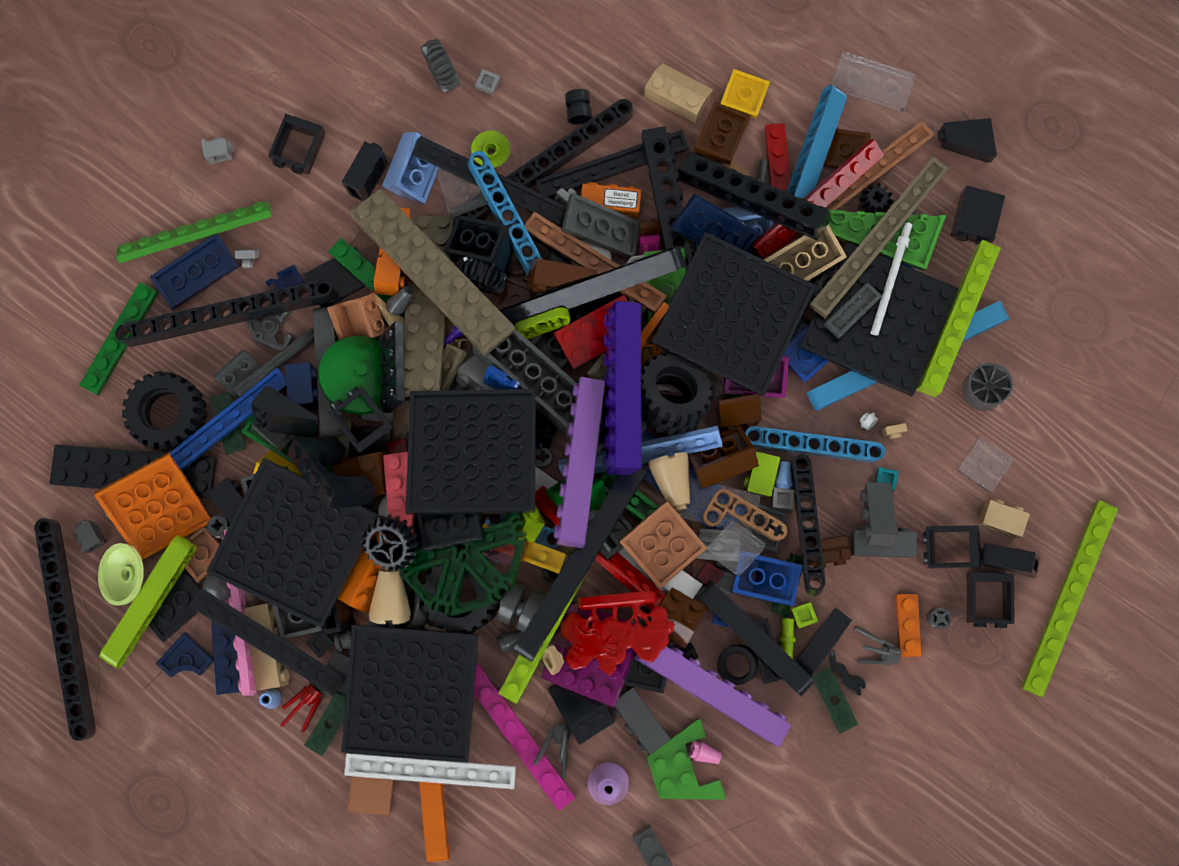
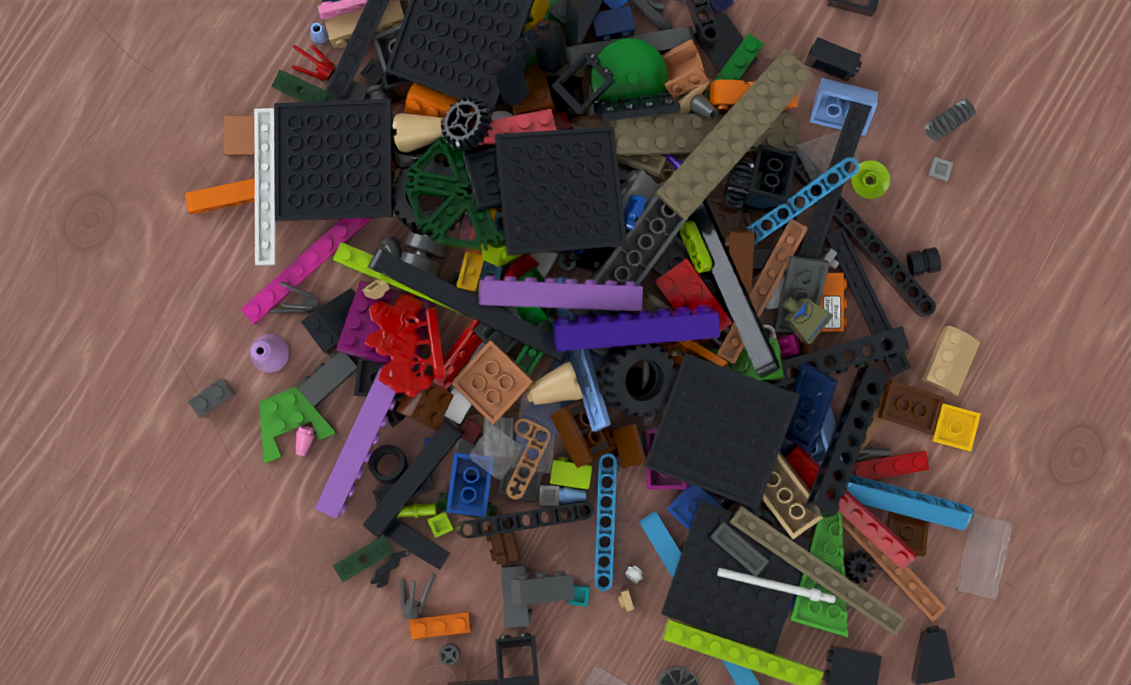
camera: 80 degrees right, 5 degrees up
(626, 222) = (806, 318): none -> olive torso

